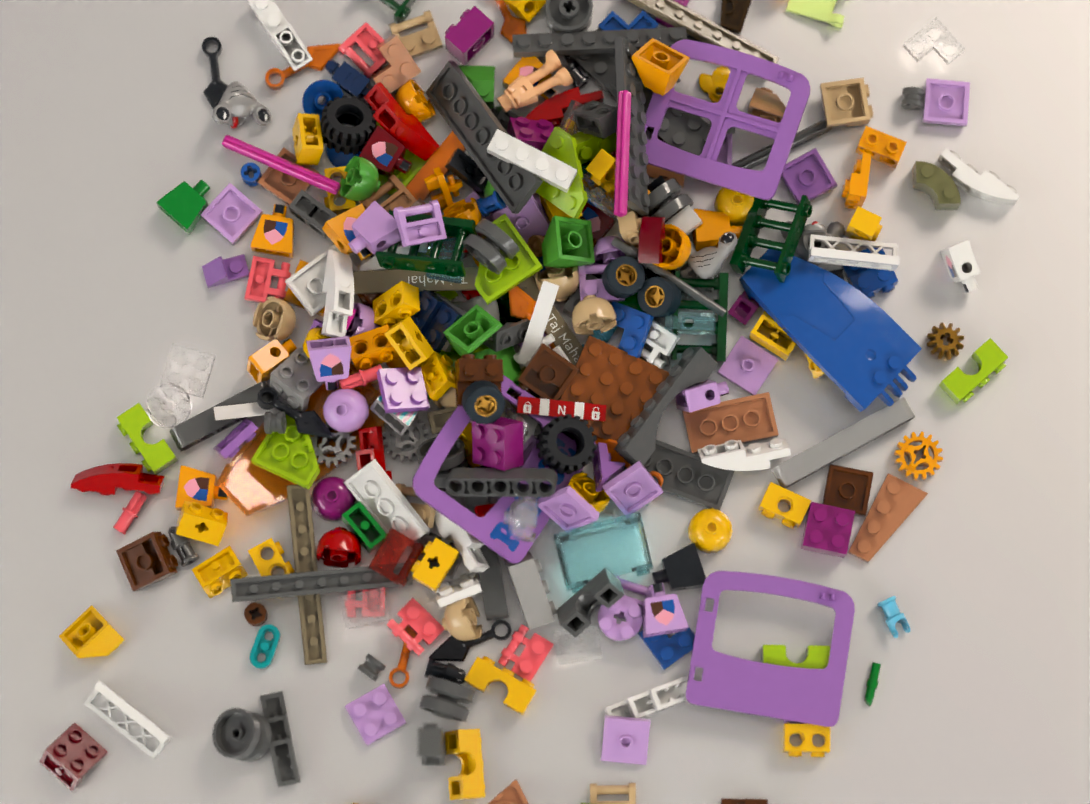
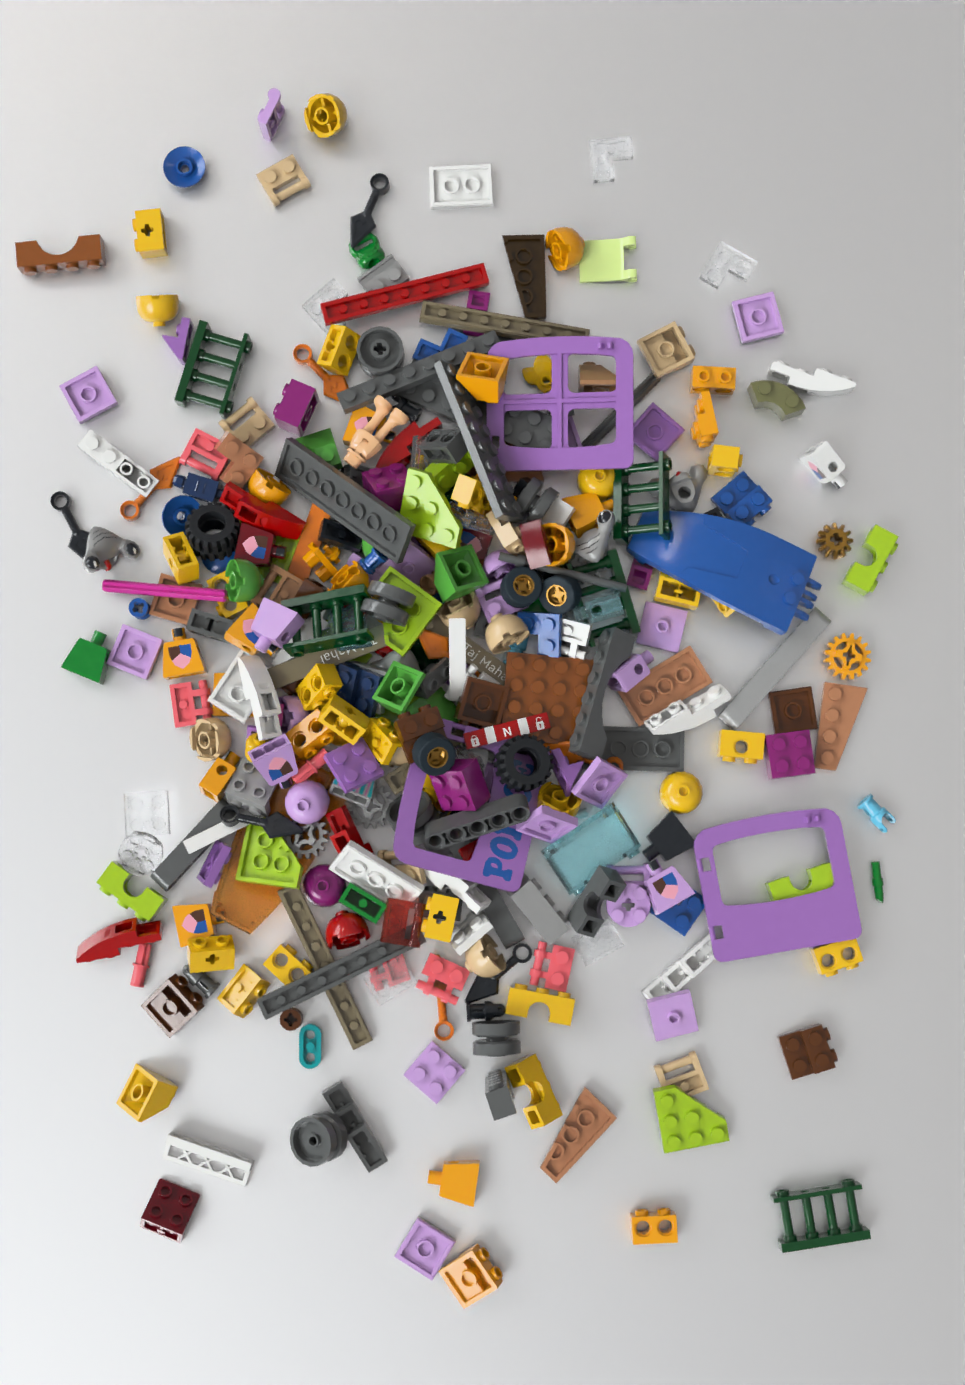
camera: 15 degrees left, 5 degrees up
(226, 270) = (148, 707): medium lavender slope -> none
(275, 422) = (245, 836): dark grey wheel -> none
(371, 667) = (415, 1030): dark grey wheel -> none
(423, 230) = (317, 612): lavender plate -> none
(522, 518) = (508, 849): clear cylinder -> none
(531, 159) = (398, 508): white arch -> none
(622, 153) = (480, 472): dark pink axle -> none
(852, 257) = (724, 494): white fence -> none
(912, 98) = (725, 324): dark grey wheel -> none

